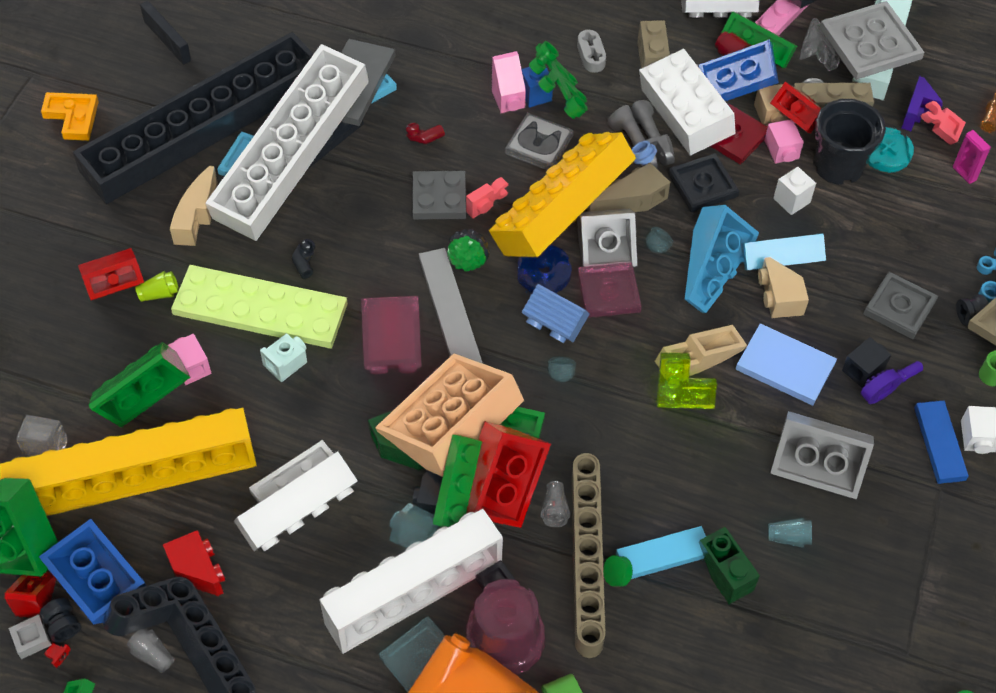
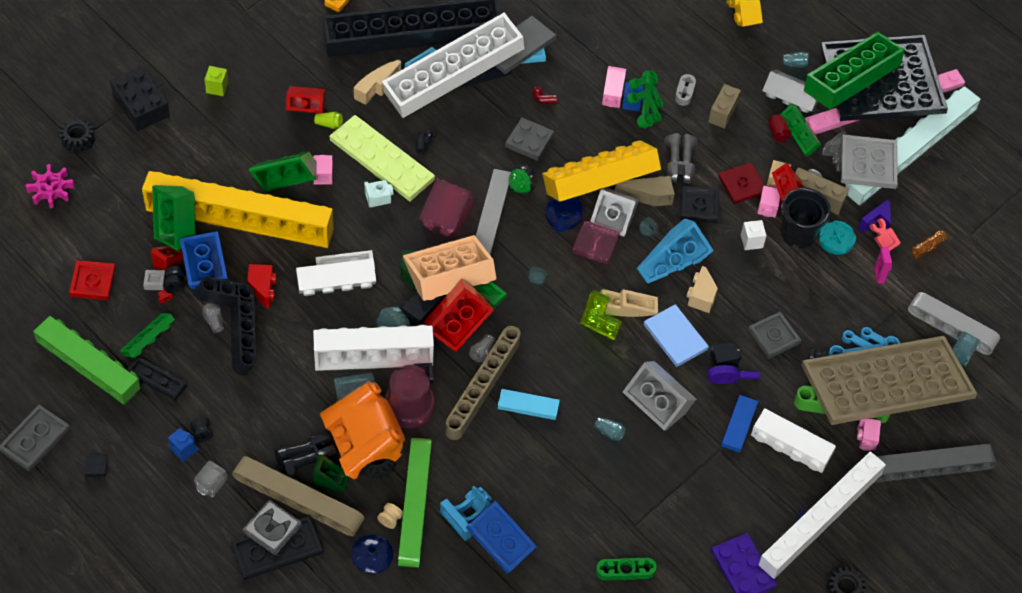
camera: 25 degrees right, 0 degrees up
(40, 435) = (217, 174): clear brick -> none
(457, 480) = (429, 304): green plate -> none
(482, 199) = (554, 152): coral plate -> none
(539, 141) = (613, 132): tile -> none
(554, 313) = (551, 240): medium blue brick -> none
(617, 571) = (494, 400): green tile -> none
(644, 152) = (668, 168): medium blue plate -> none
(687, 101) = (720, 148): white brick -> none
(728, 565) = (558, 427): dark green slope -> none
(742, 71) = (767, 145): tile -> none
(785, 251) = (721, 269): tile -> none

